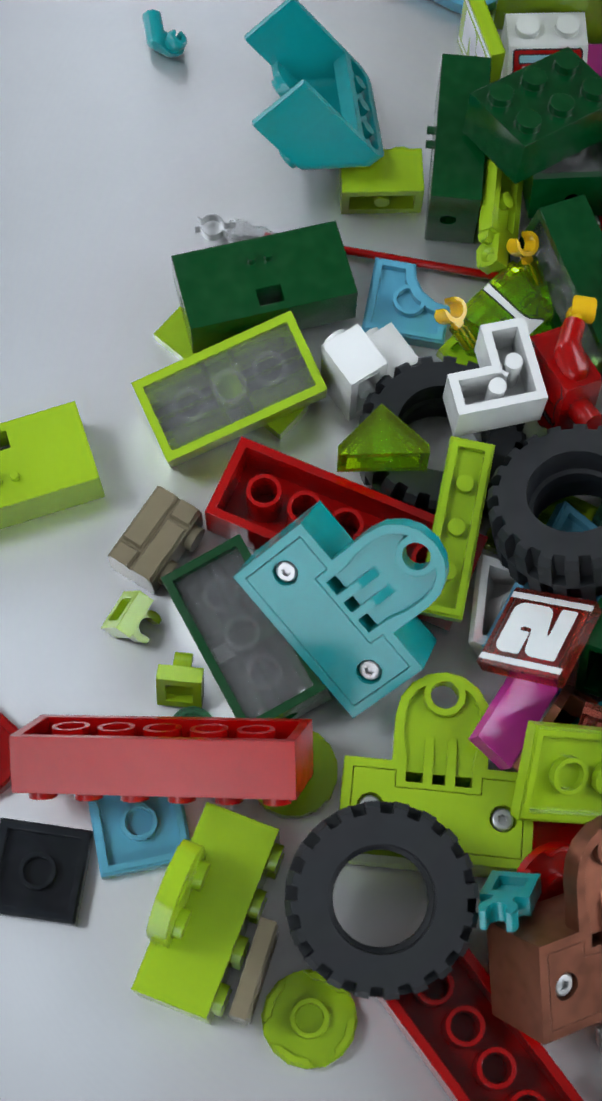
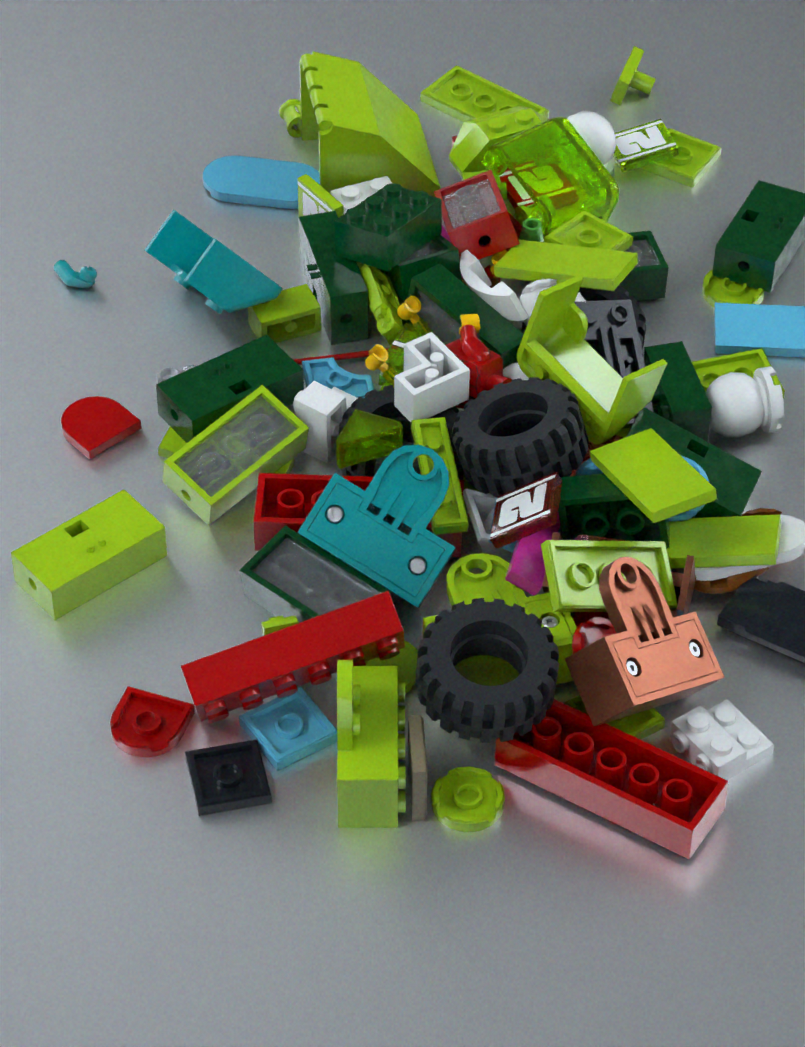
camera: 20 degrees left, 25 degrees down
(99, 271) = (97, 424): none -> red tile
(127, 615) = (224, 610): lime tile -> none
(157, 539) = (219, 561): dark tan brick -> none
(508, 897) = (574, 640): teal plate -> none

